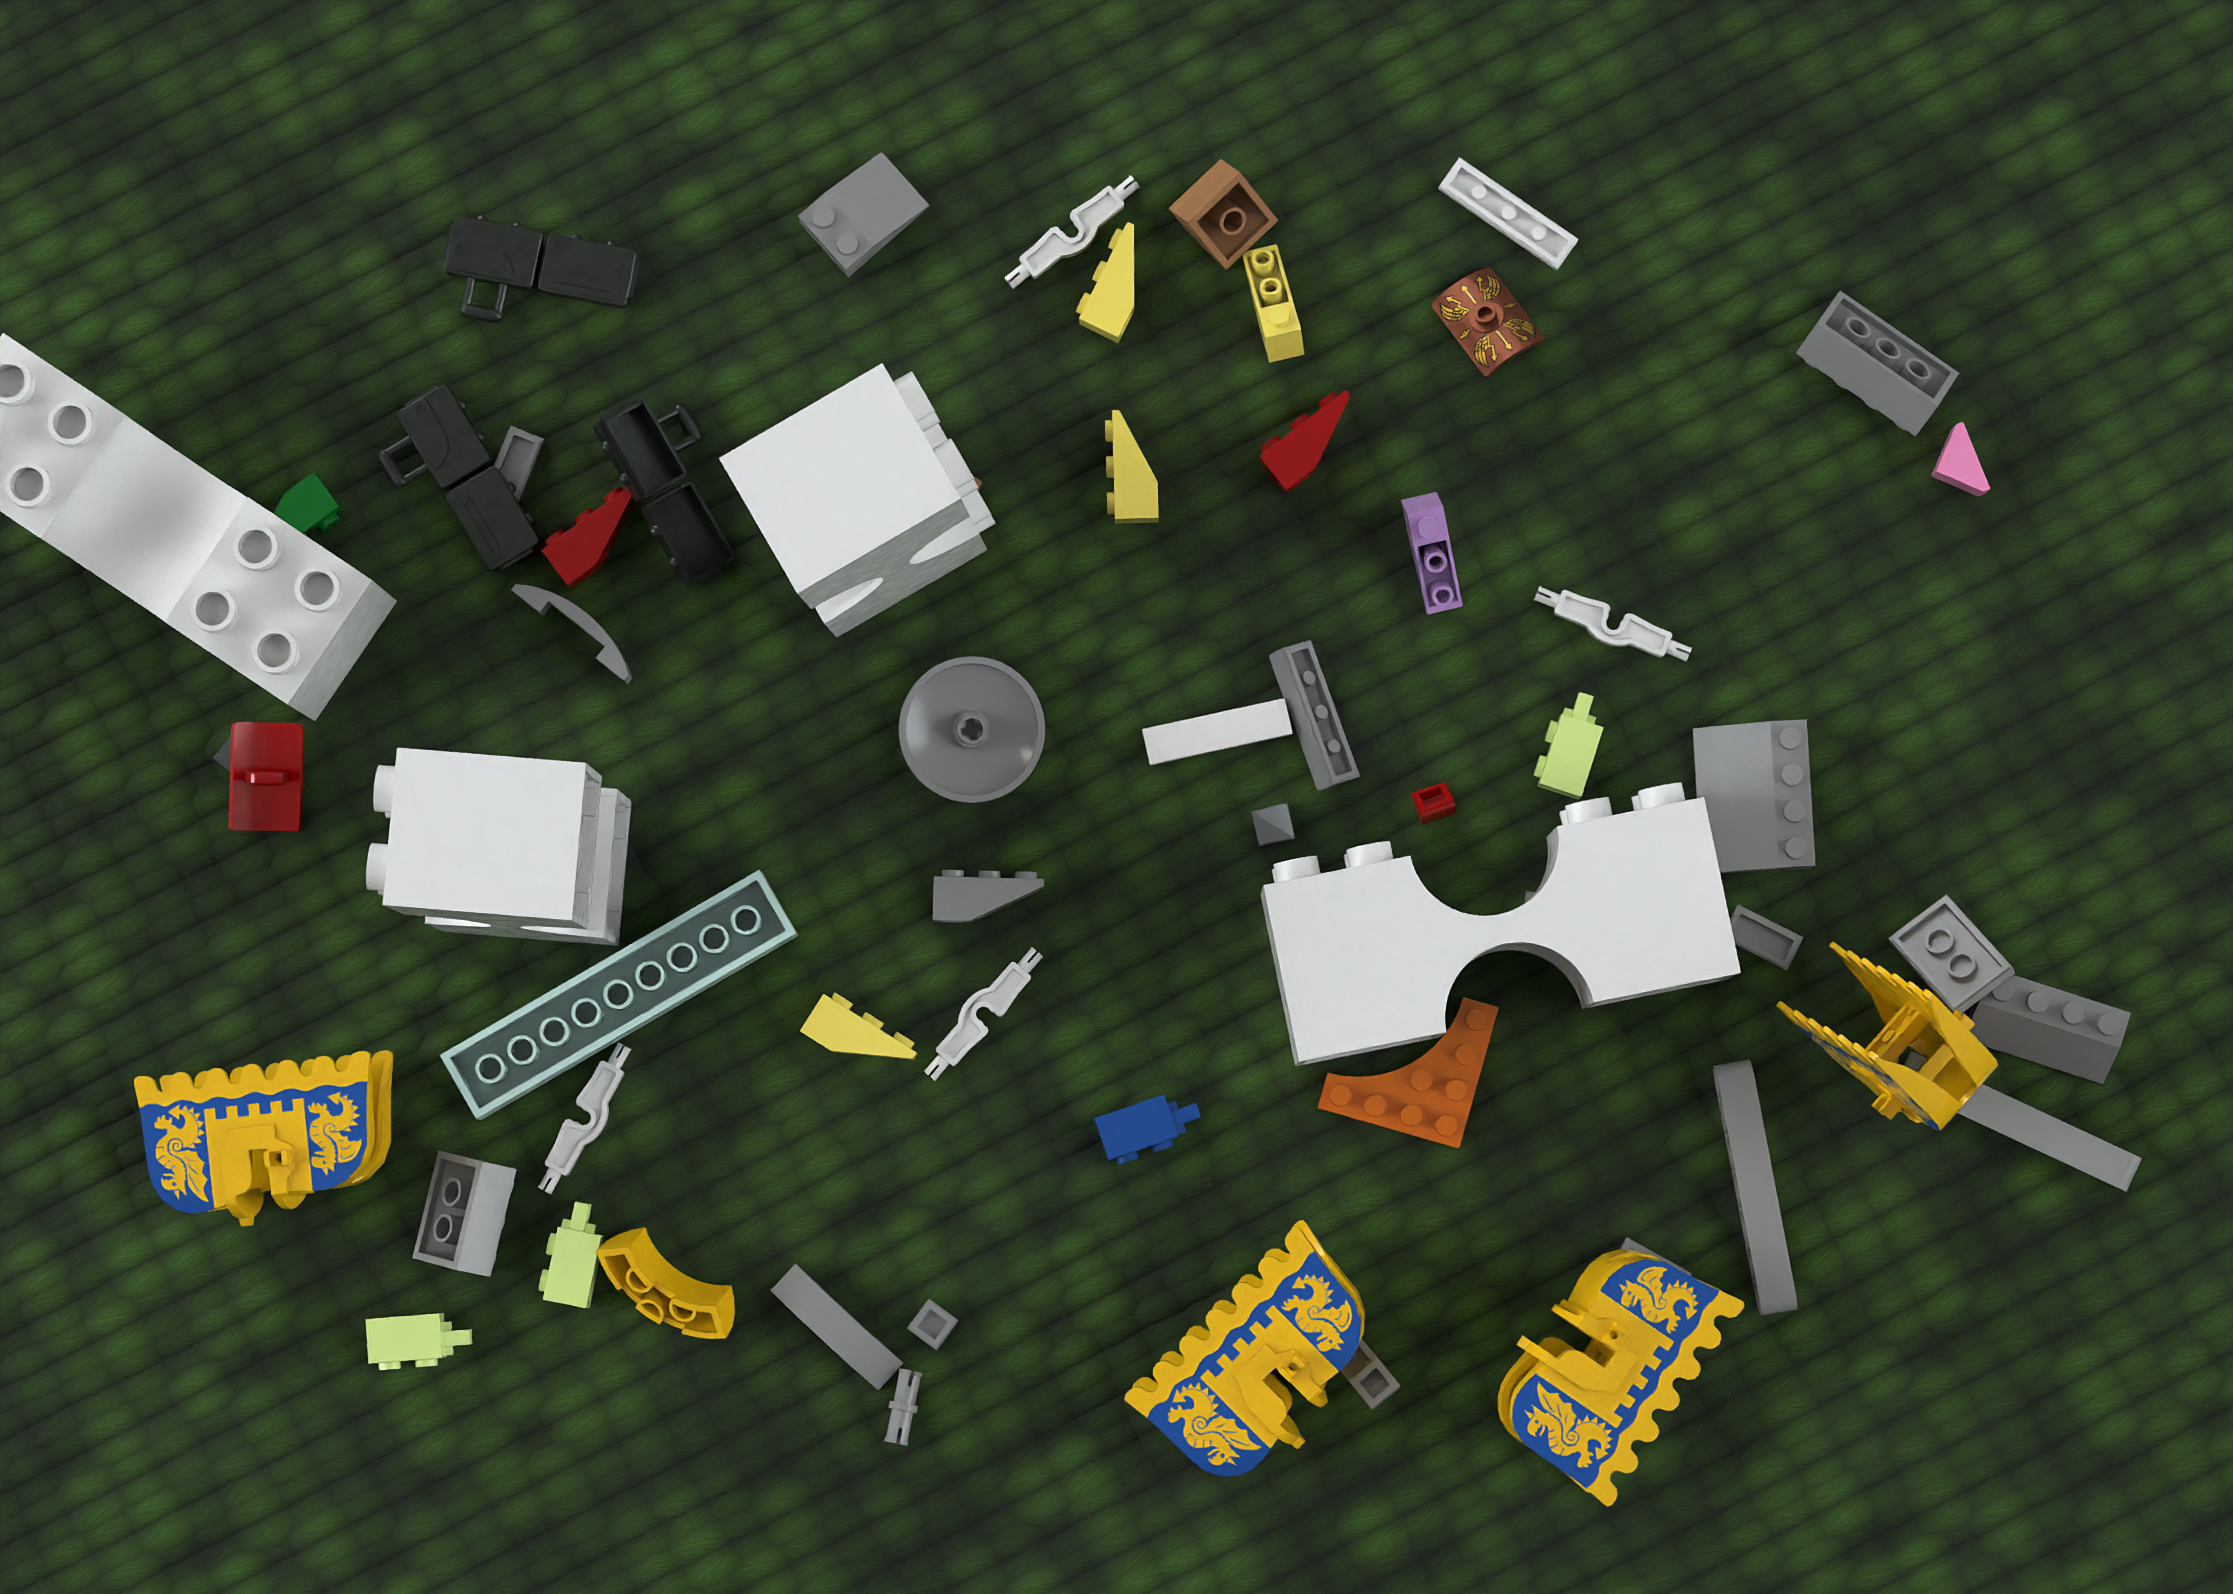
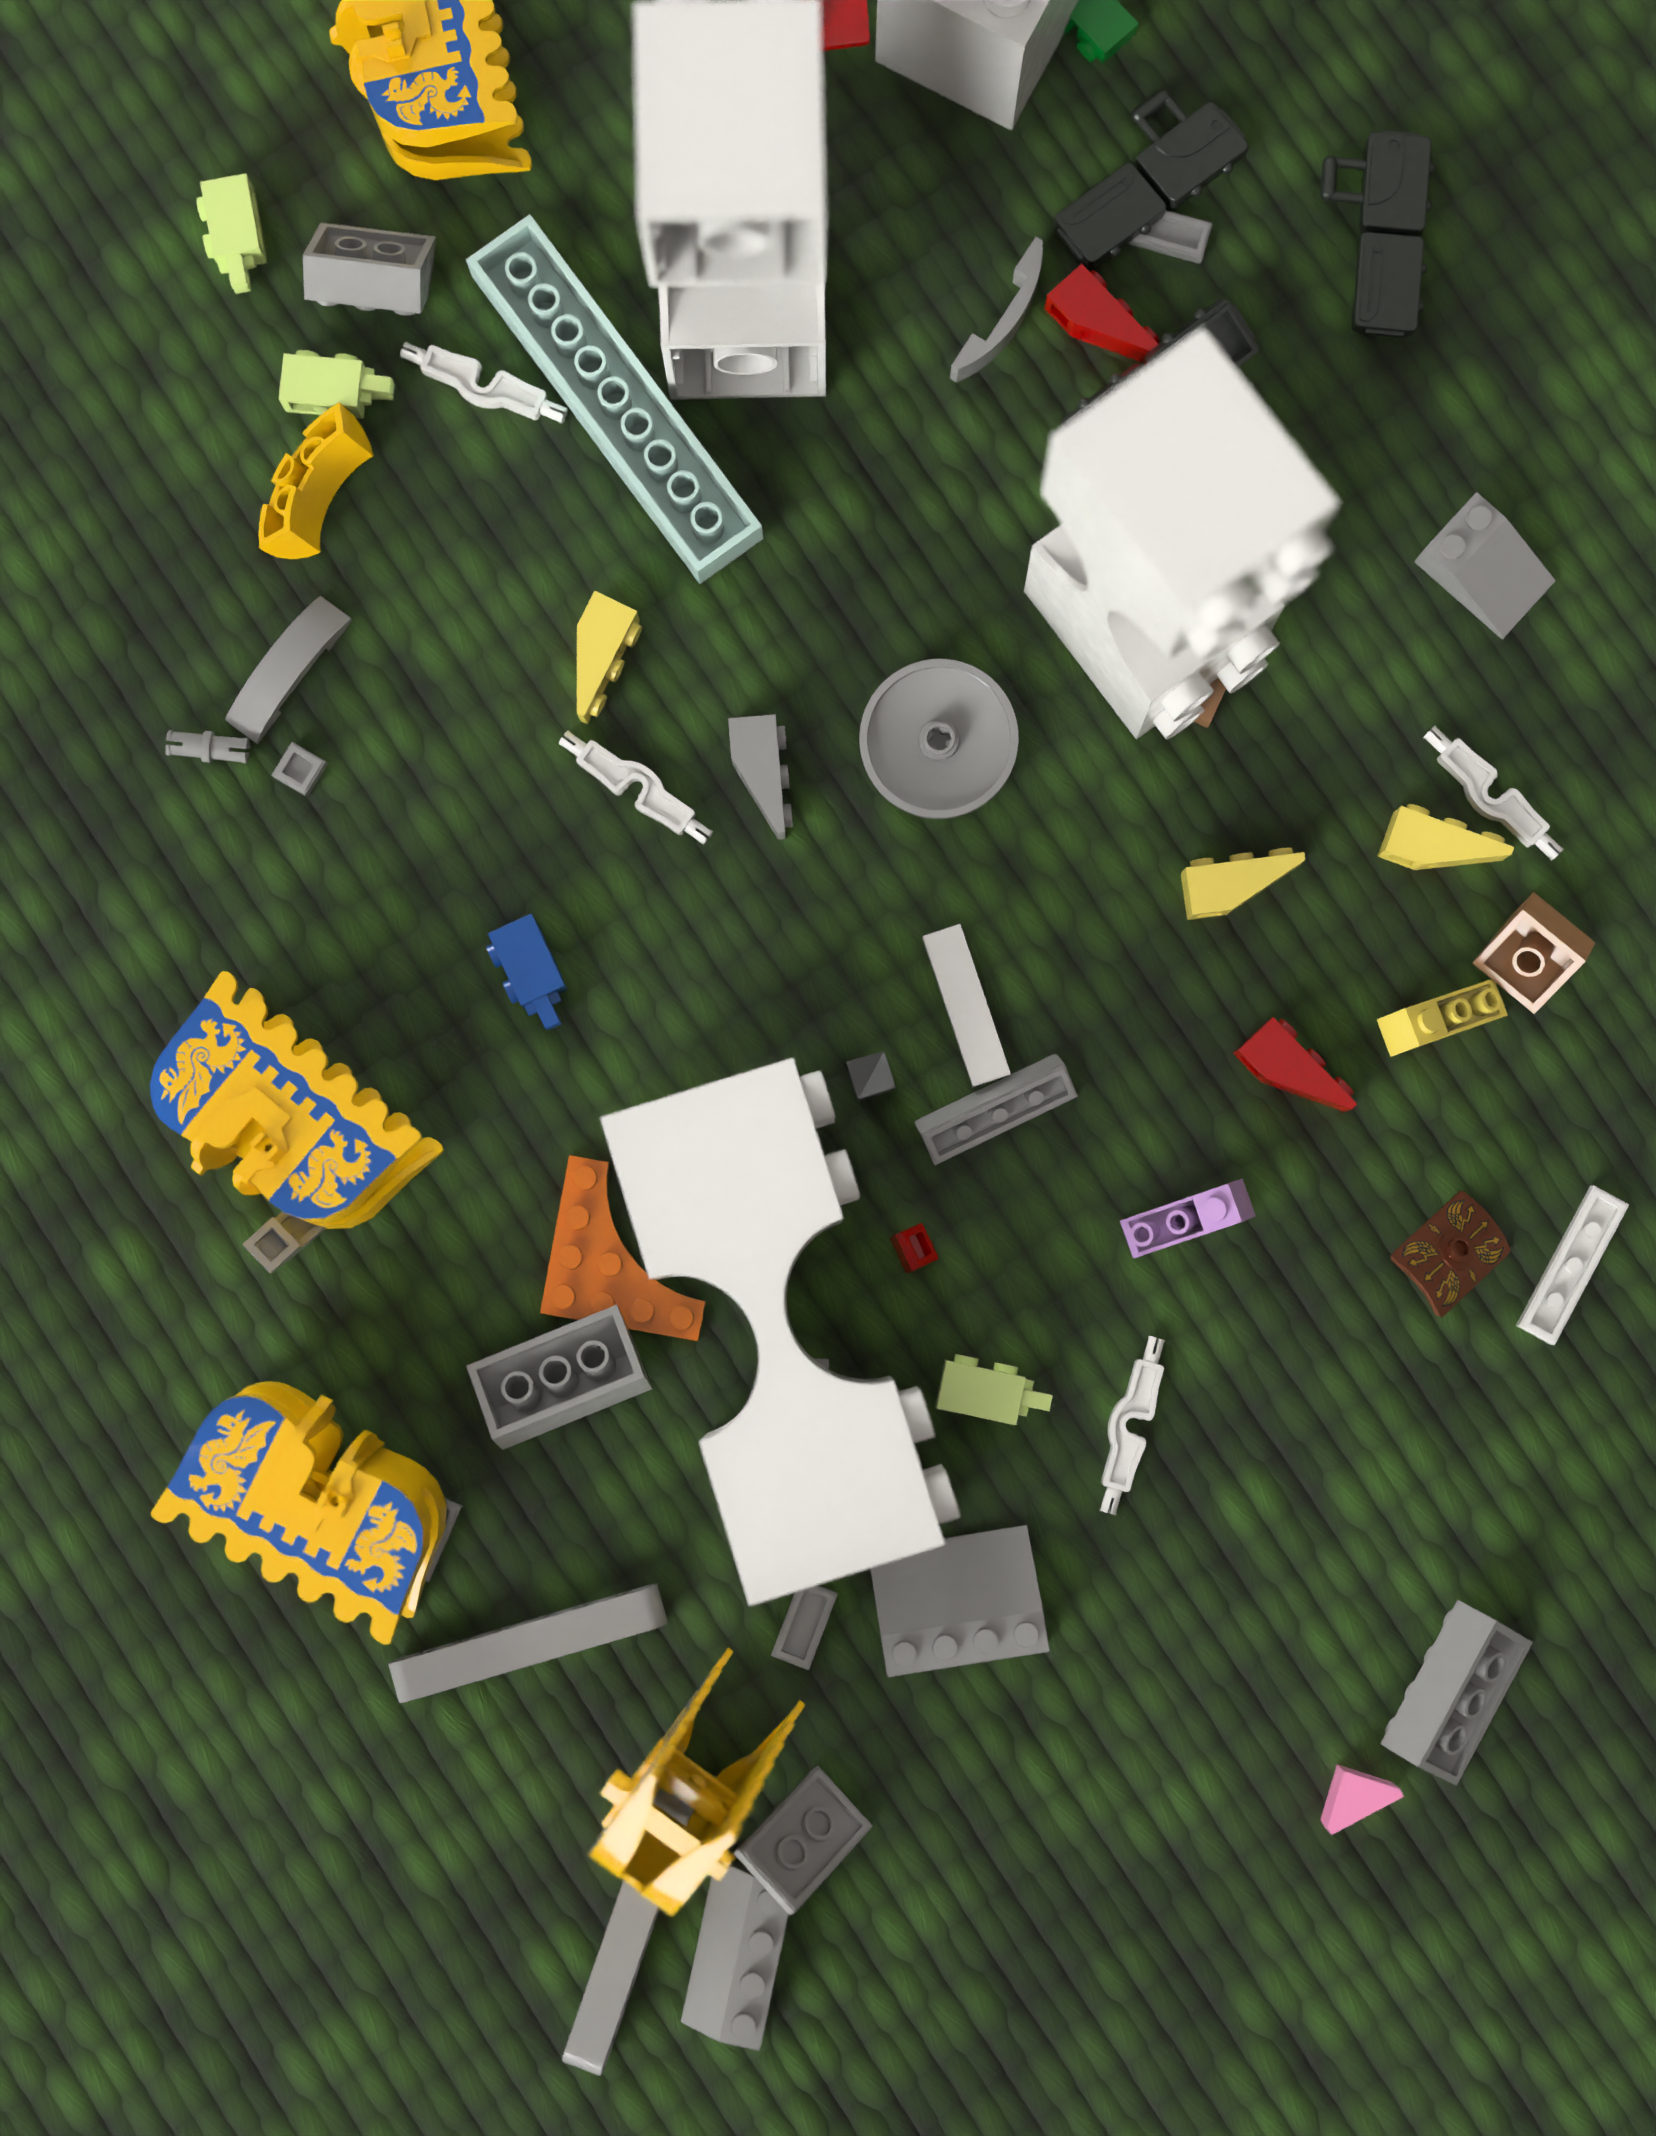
camera: 80 degrees right, 0 degrees up
(1519, 1134) = (558, 1377): none -> light grey slope

